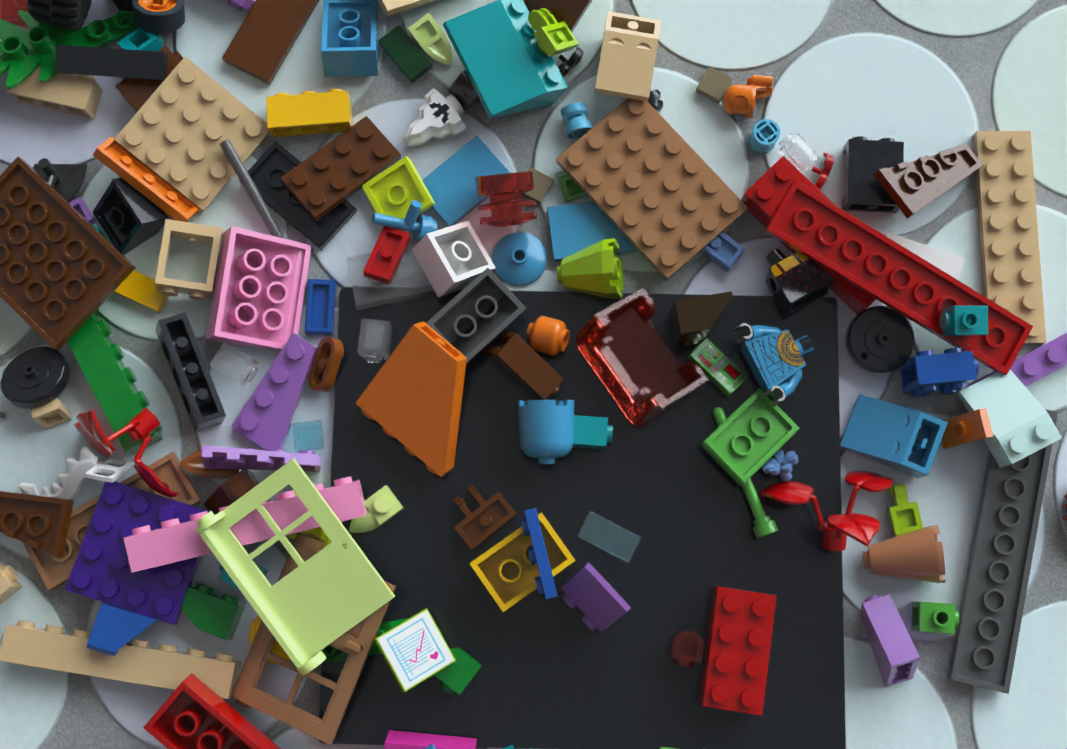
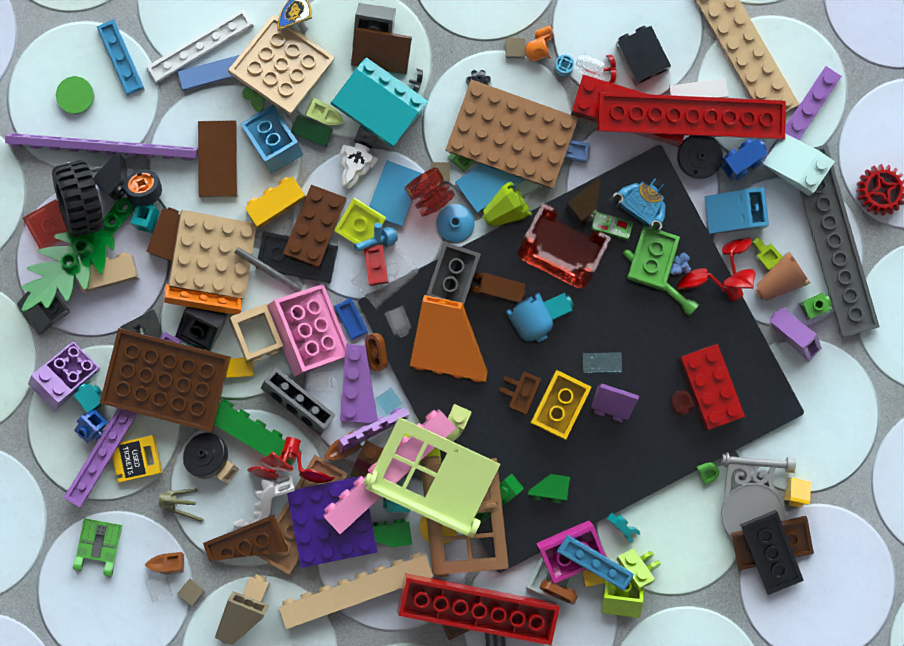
camera: 30 degrees left, 5 degrees up
(111, 62) = (137, 238): black tile -> none
(115, 628) = (346, 572): blue slope -> none
(414, 650) = (527, 488): white tile -> none
(452, 258) = (418, 246): white brick -> none
(538, 554) = (569, 395): blue plate -> none
(548, 335) = (500, 262): orange head -> none
(551, 36) = (402, 72): lime hinge -> none
(576, 120) = (443, 117): medium azure wheel -> none
(627, 56) = (454, 61): tan slope -> none
(795, 281) = (630, 148): black torso -> none
(927, 178) = (675, 44): wing -> none
(964, 320) = (743, 122): teal brick -> none
(967, 428) = (777, 184): orange plate -> none

